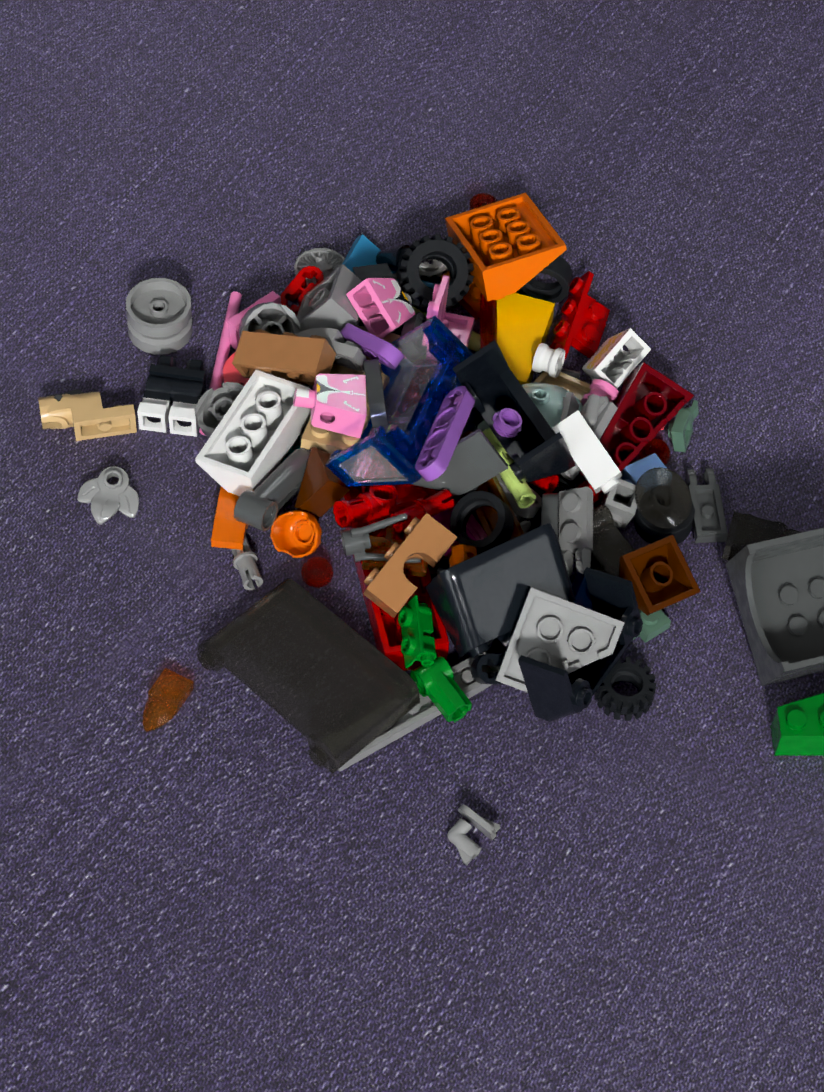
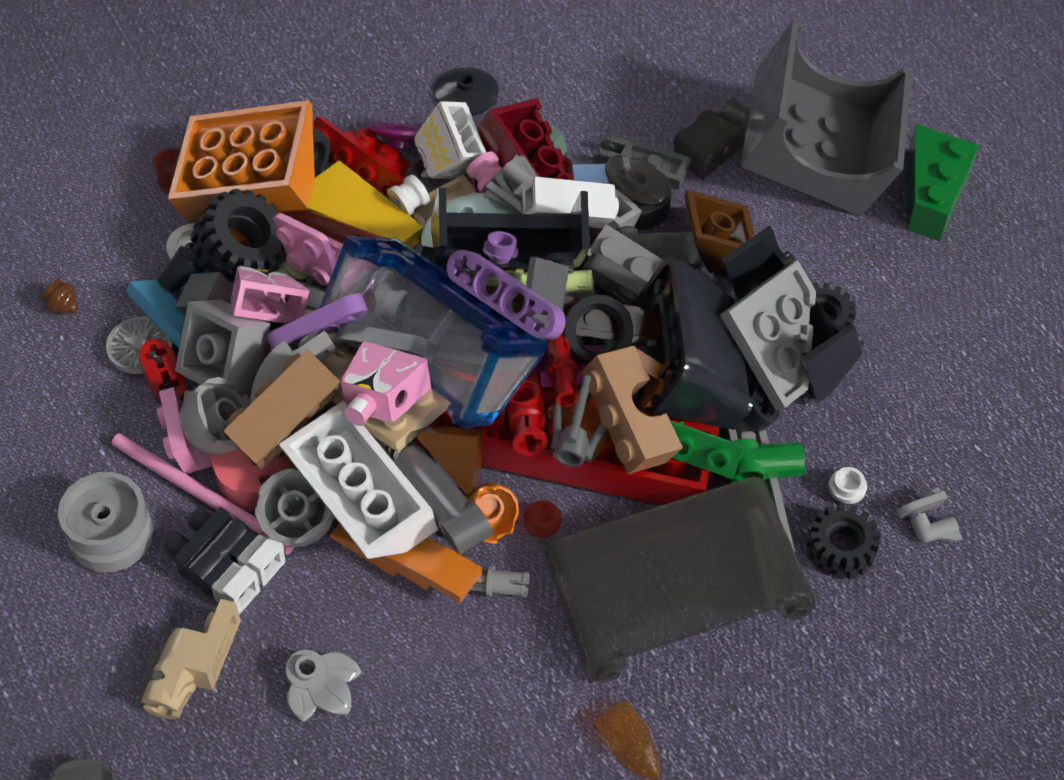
camera: 60 degrees left, 0 degrees up
(330, 205) = (60, 298): none -> reddish brown plate
(410, 760) = (851, 524): none -> black tyre
(467, 764) = (848, 485): none -> white plate
(612, 323) = (399, 134): none -> magenta dish
(700, 361) = (468, 86): none -> black dish

